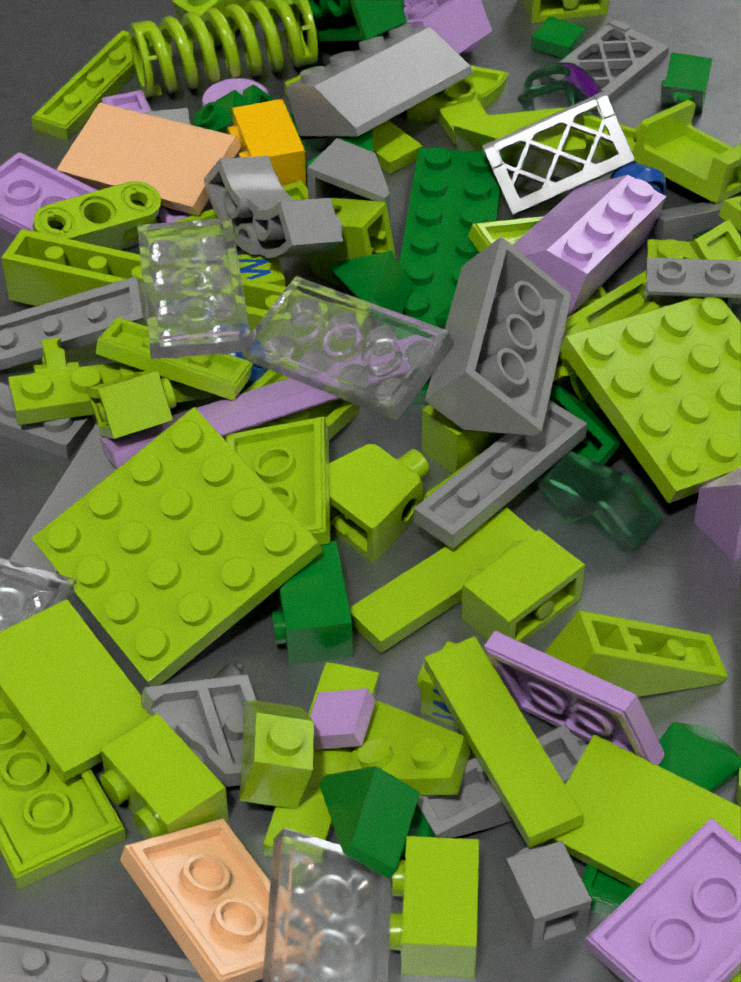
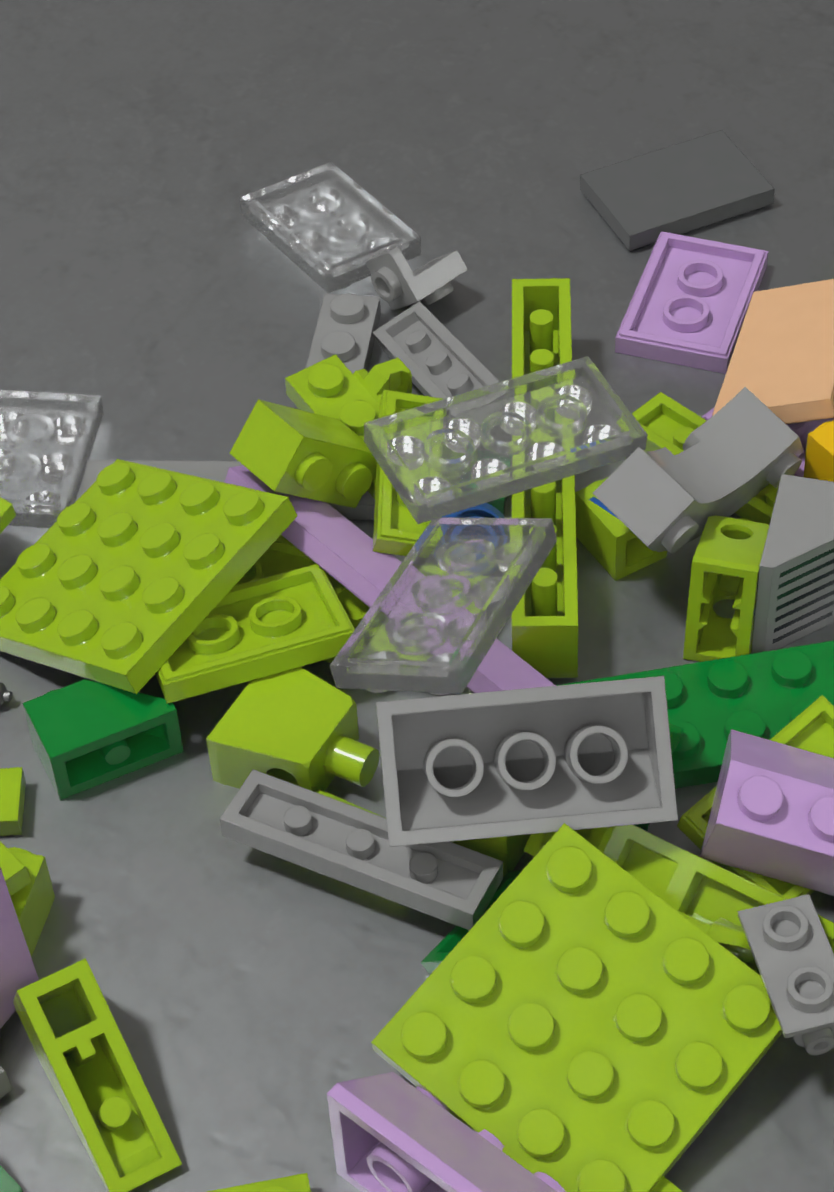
camera: 75 degrees right, 0 degrees up
(102, 216) = (682, 365): lime piece -> none
(375, 279) = (636, 634): green slope -> none
(434, 583) = (195, 854): lime tile -> none
(522, 589) = (178, 927): lime brick -> none
(618, 502) = (364, 975): clear green slope -> none

